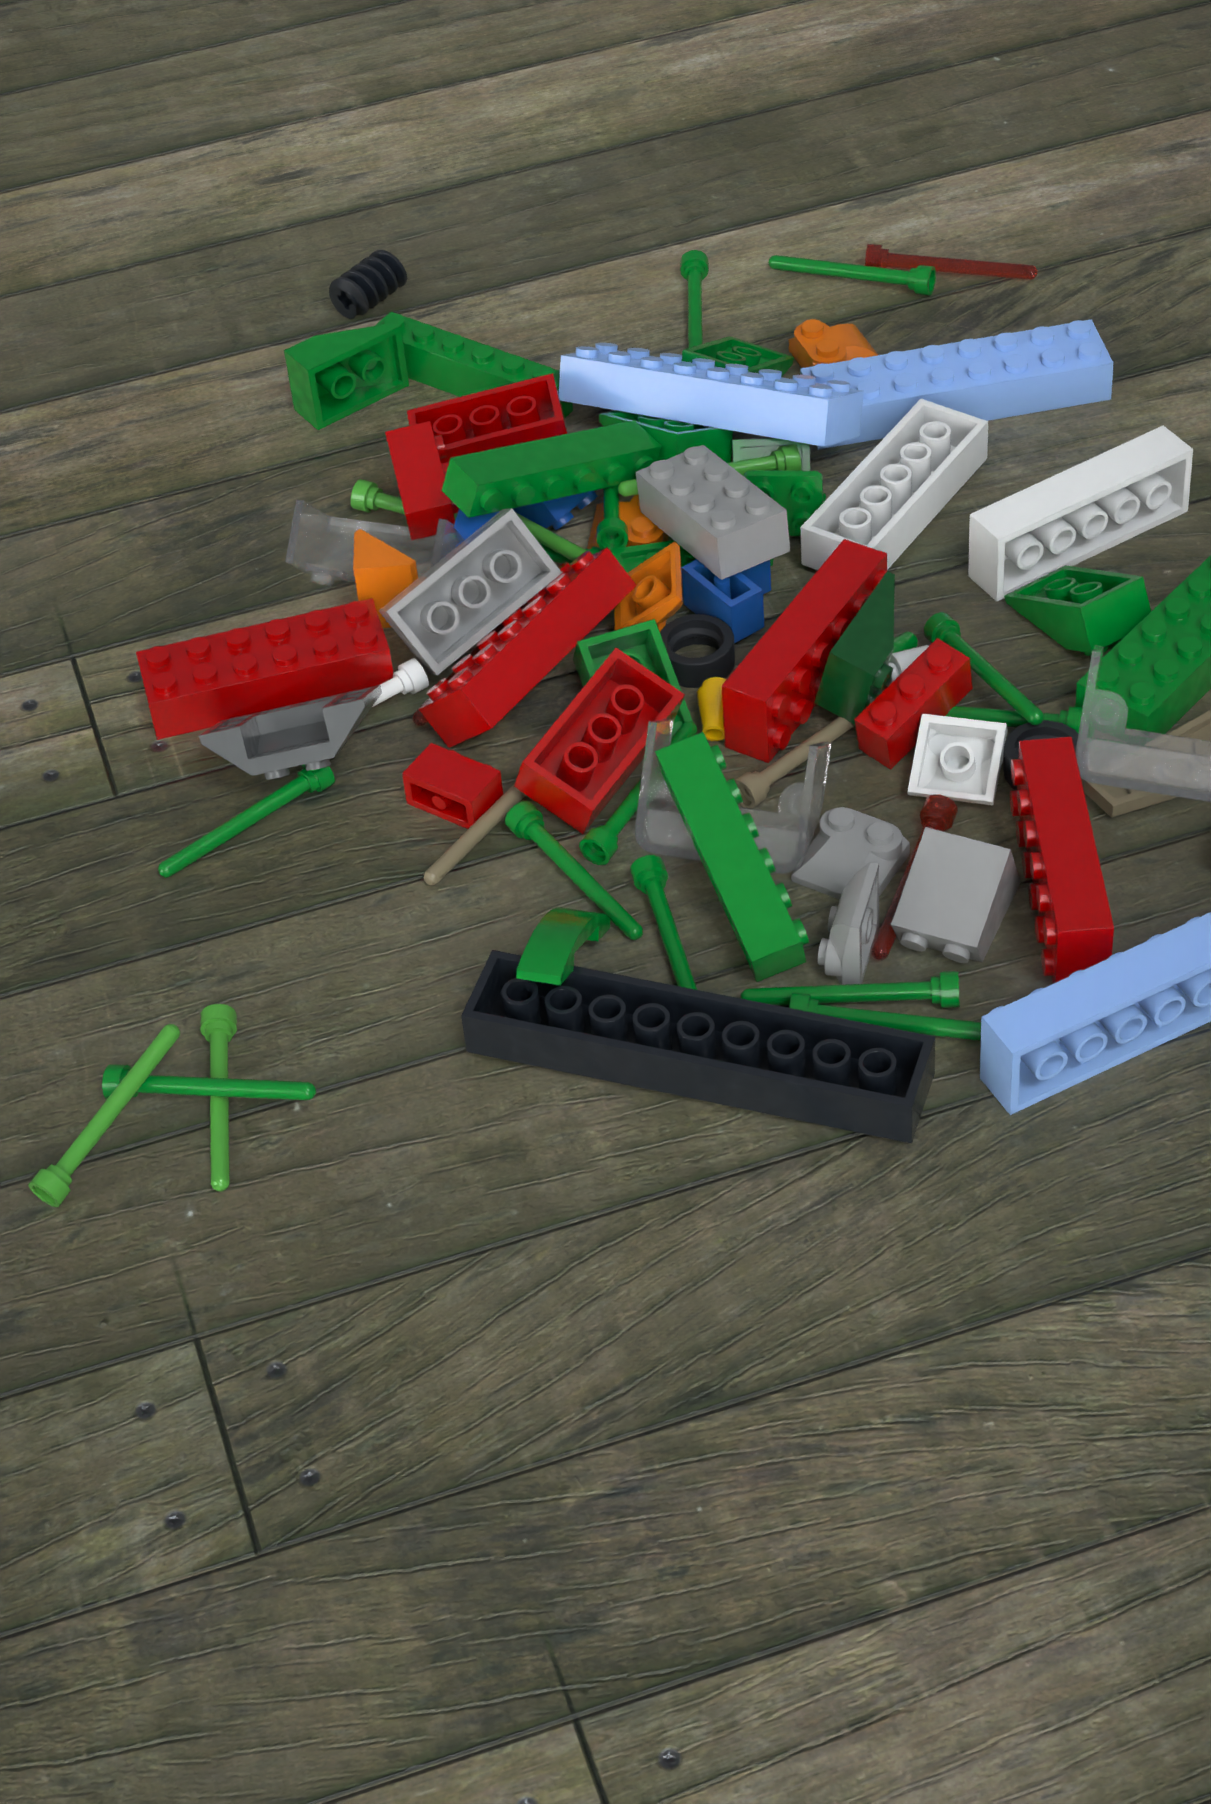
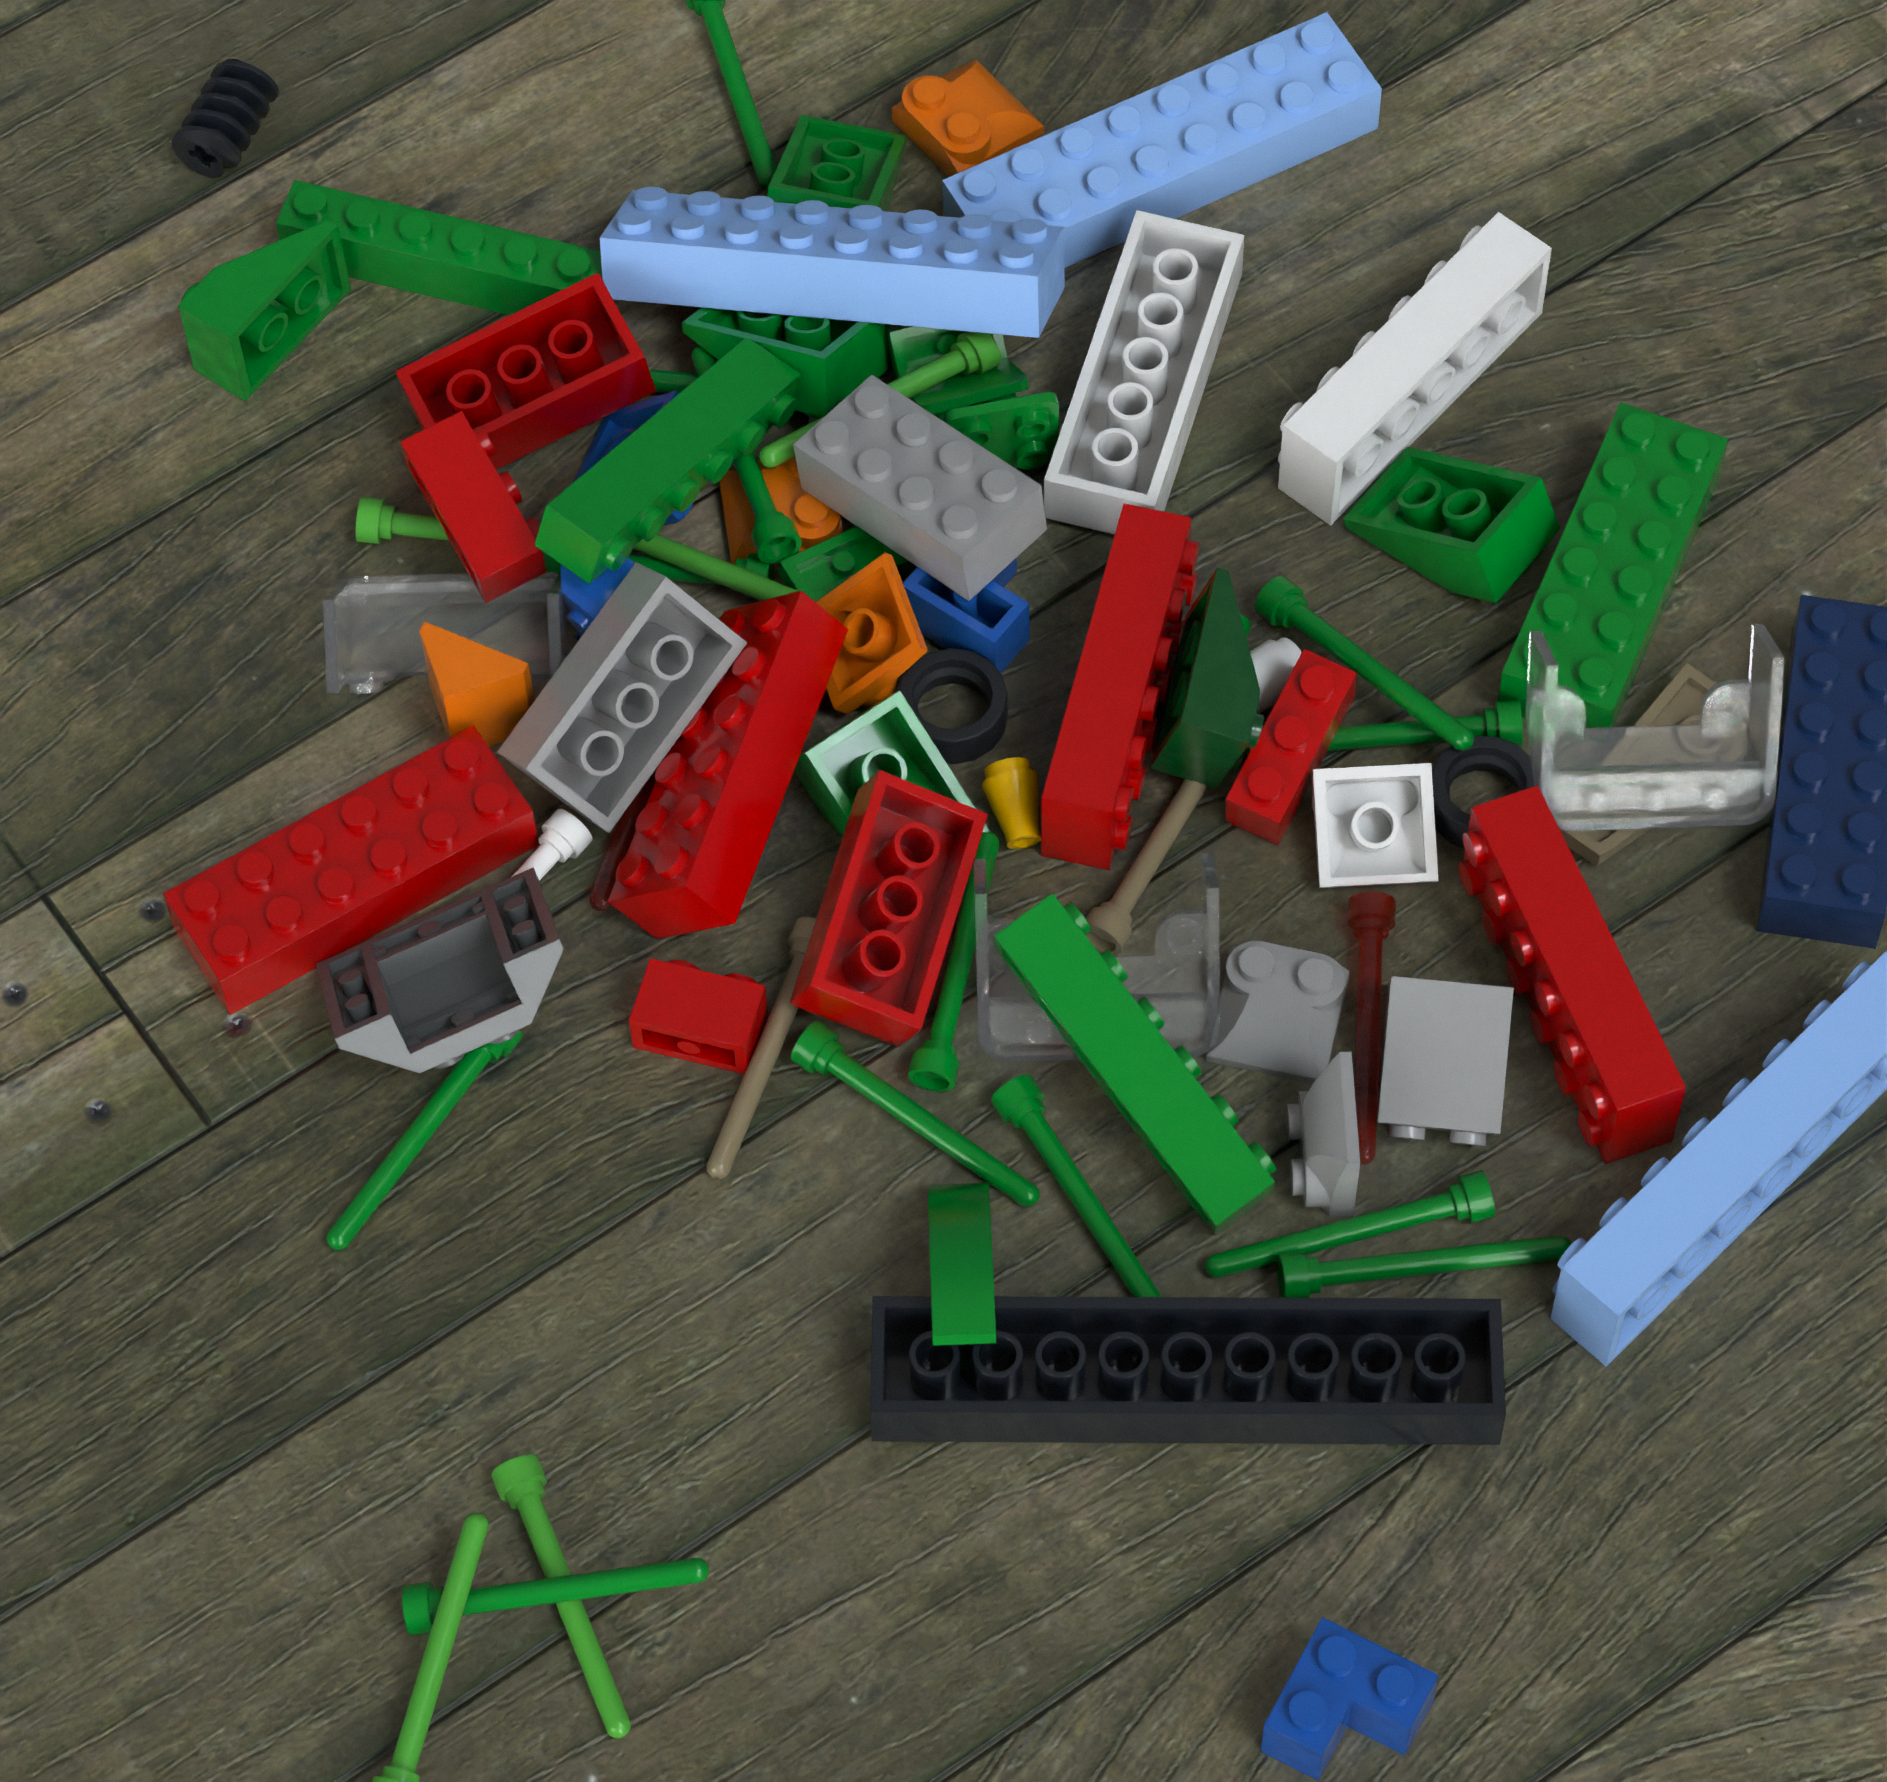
camera: 20 degrees left, 15 degrees up
(731, 1261) = (1343, 1685): none -> blue brick

